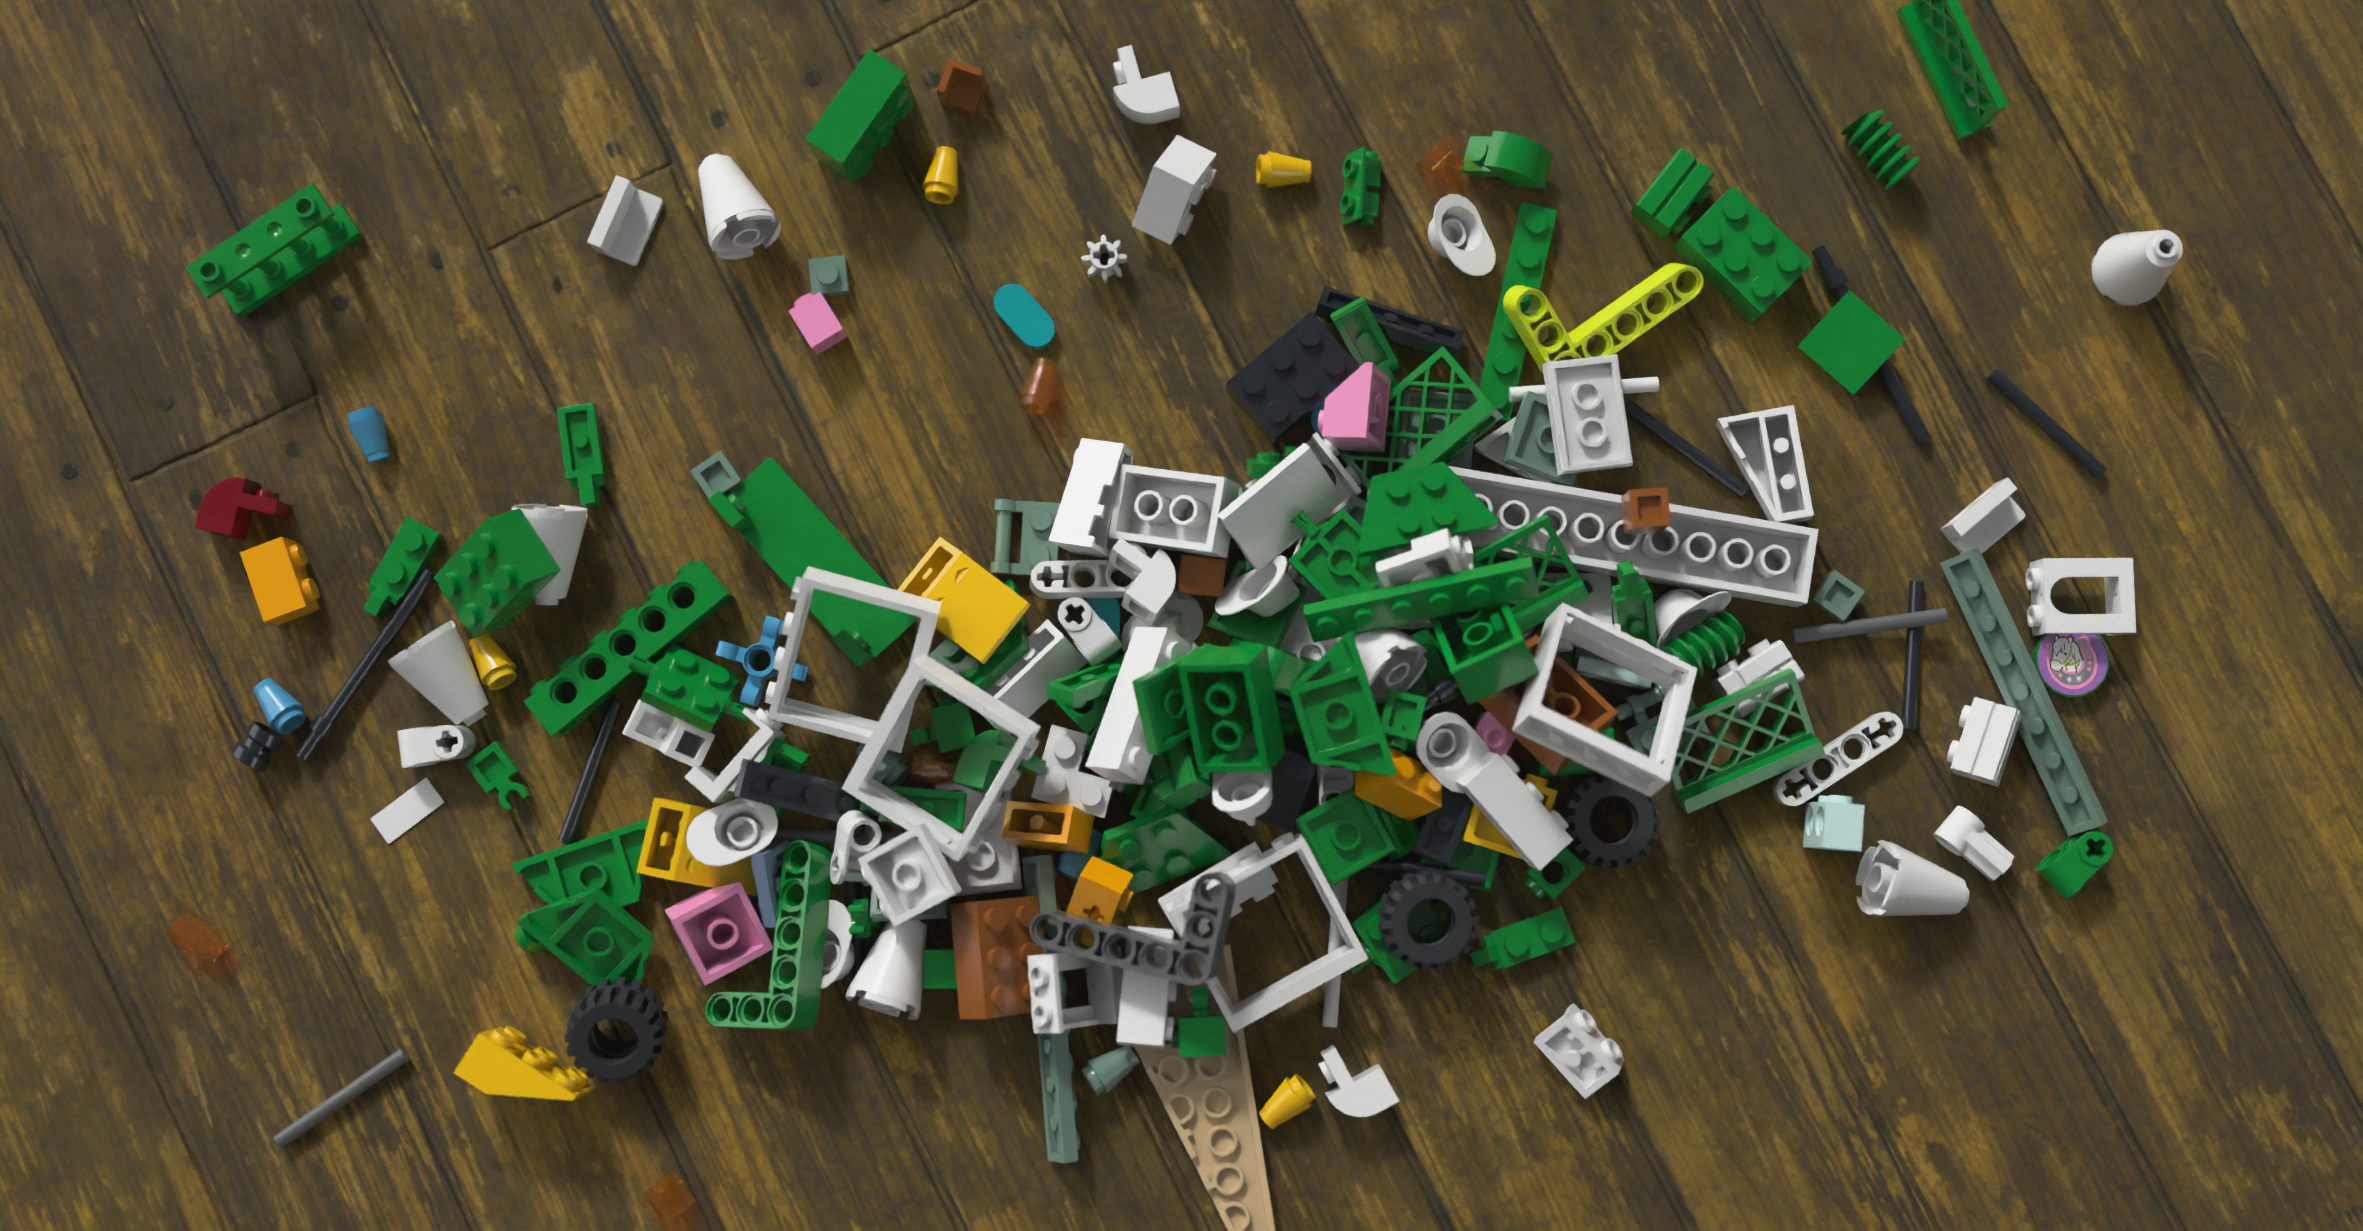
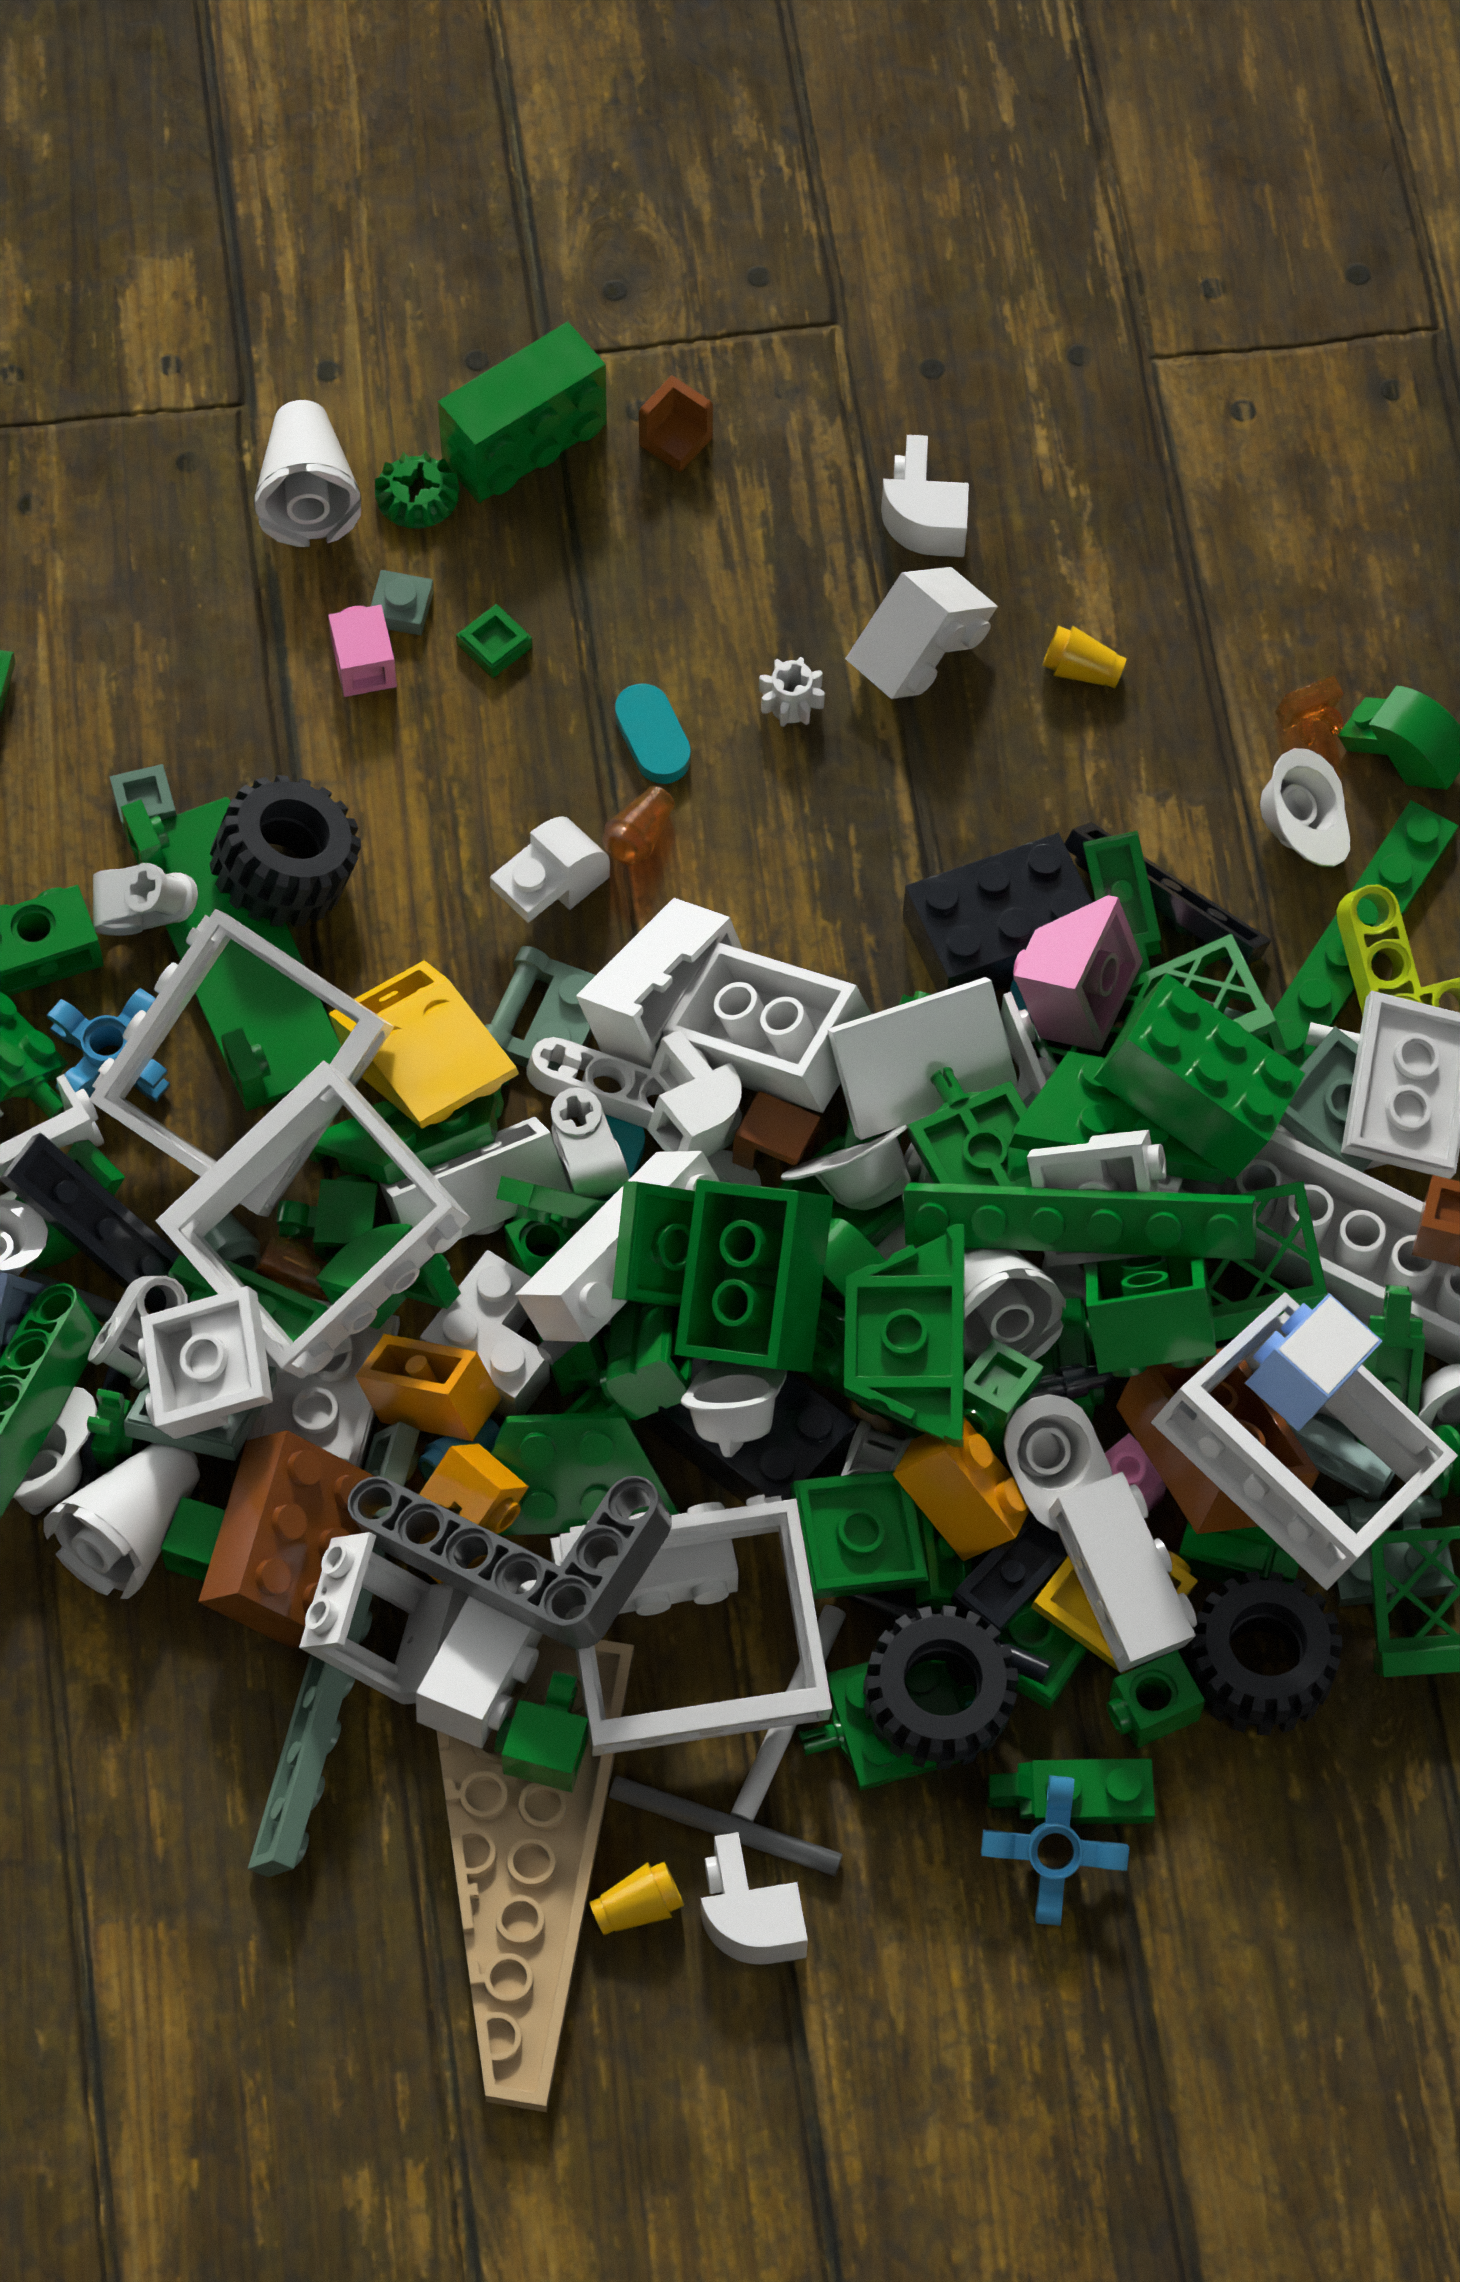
camera: 15 degrees right, 20 degrees down
(625, 222) = (148, 450): white panel -> none
(743, 551) = (140, 899): none -> white piece
(822, 200) = (431, 504): none -> green gear
(830, 463) = (274, 883): none -> black tyre
(899, 283) = (494, 641): none -> green tile
(942, 176) = (605, 526): yellow cone -> none
(997, 441) = (554, 866): none -> white brick
(1109, 1069) = (389, 1764): sand green cone -> none
(1322, 1034) = (721, 1823): none -> dark grey bar
(1360, 171) = (1174, 729): green hinge -> none
(1463, 470) = (1200, 1076): none -> green brick
(1529, 1003) = (1051, 1879): none -> dark azure pin
(1580, 1051) = (1110, 1973): white bracket -> none
(1599, 654) = (1312, 1361): none -> brick

